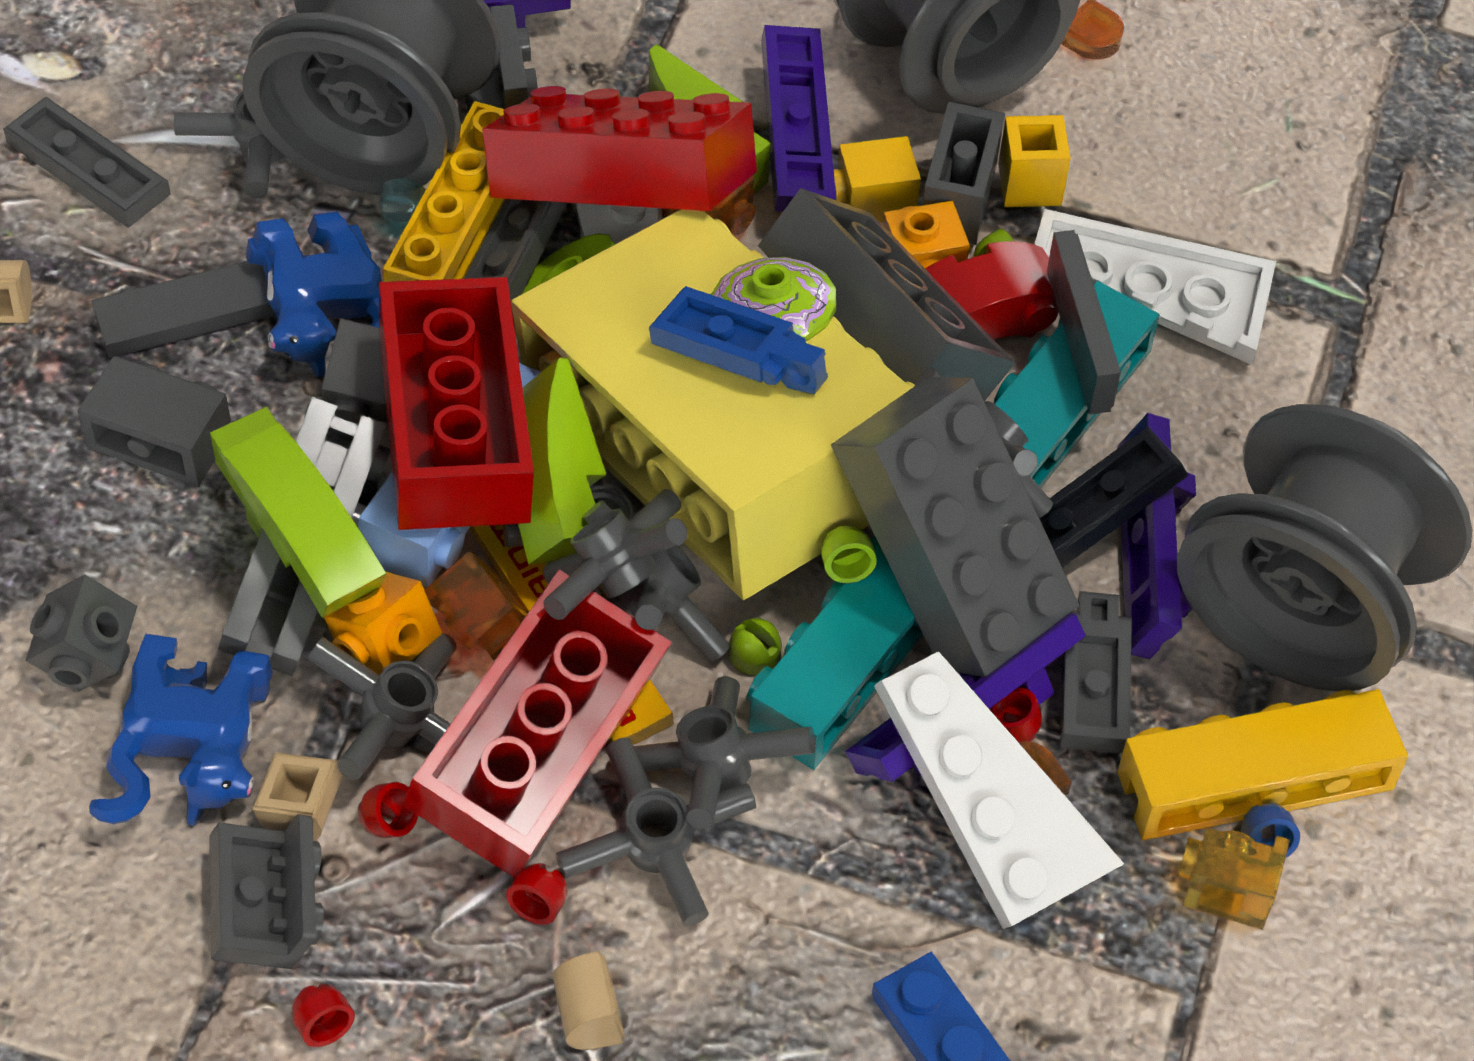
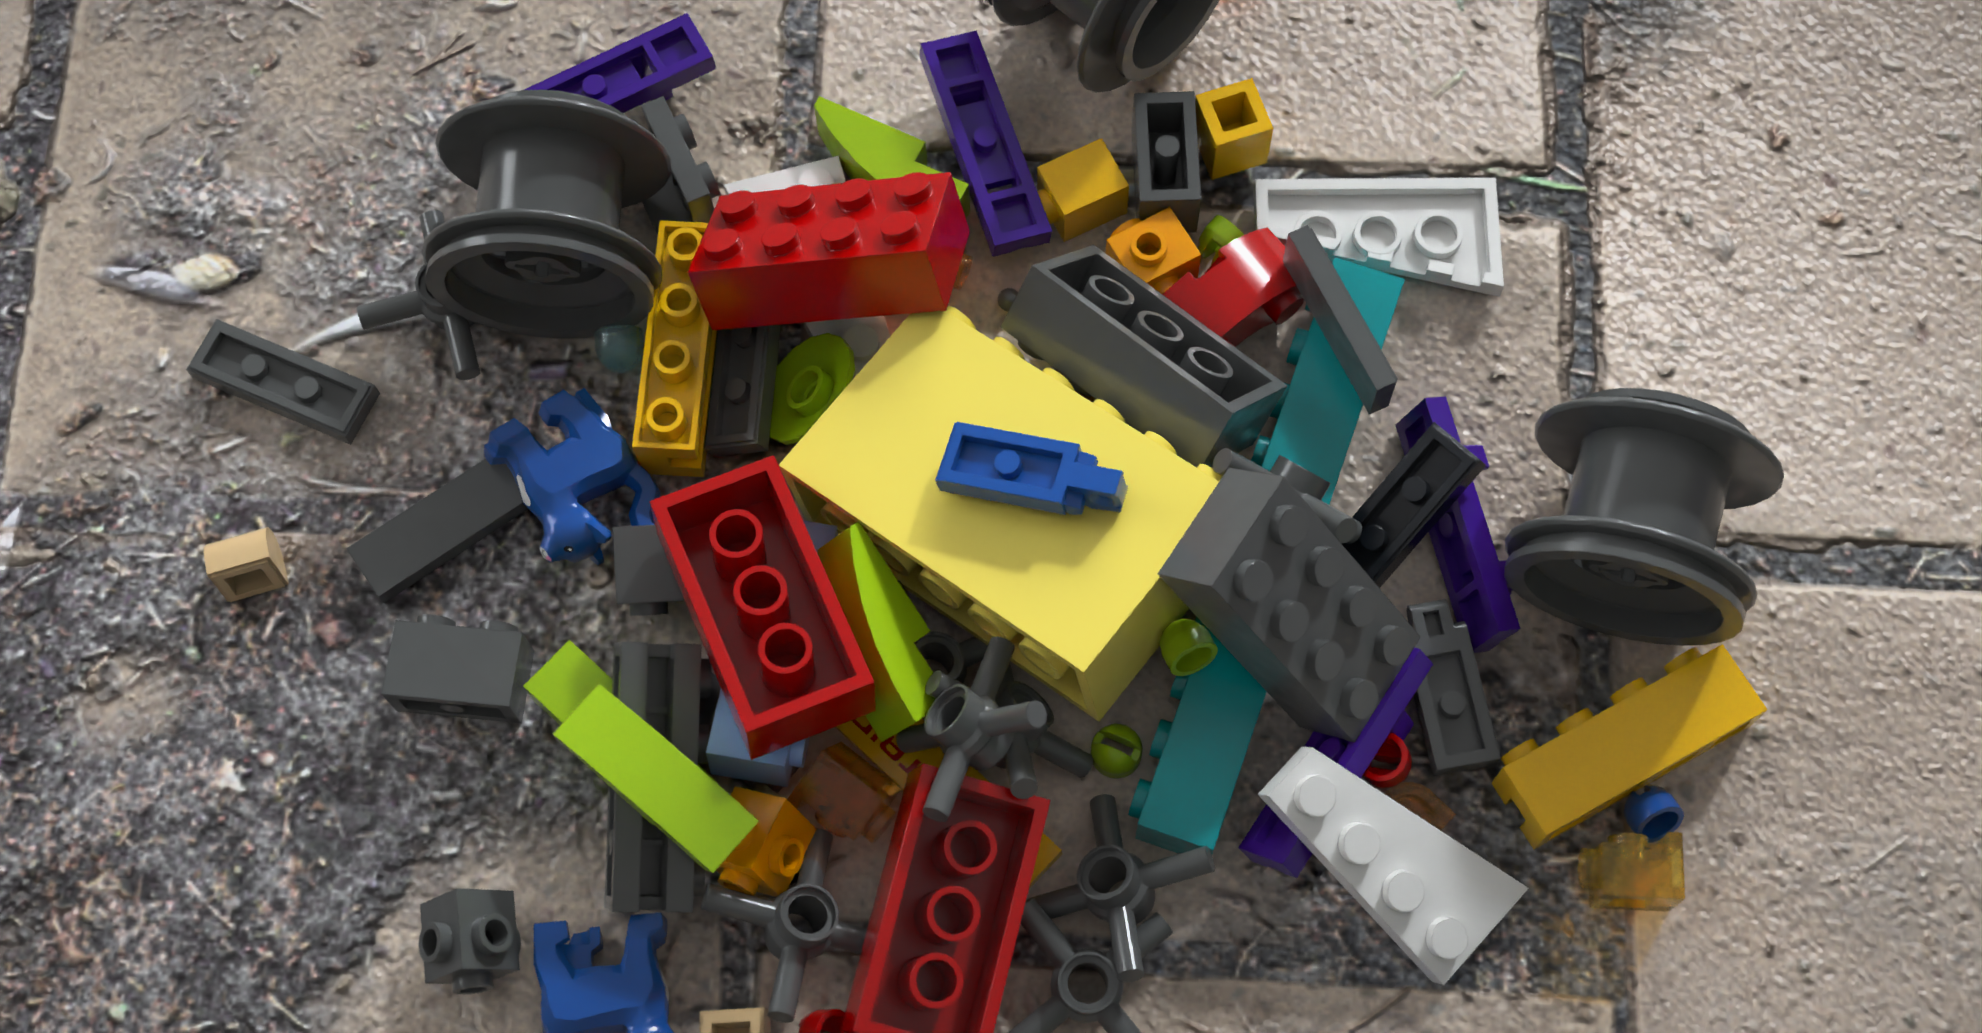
camera: 10 degrees left, 15 degrees up
(783, 289) = (1070, 414): dish -> none

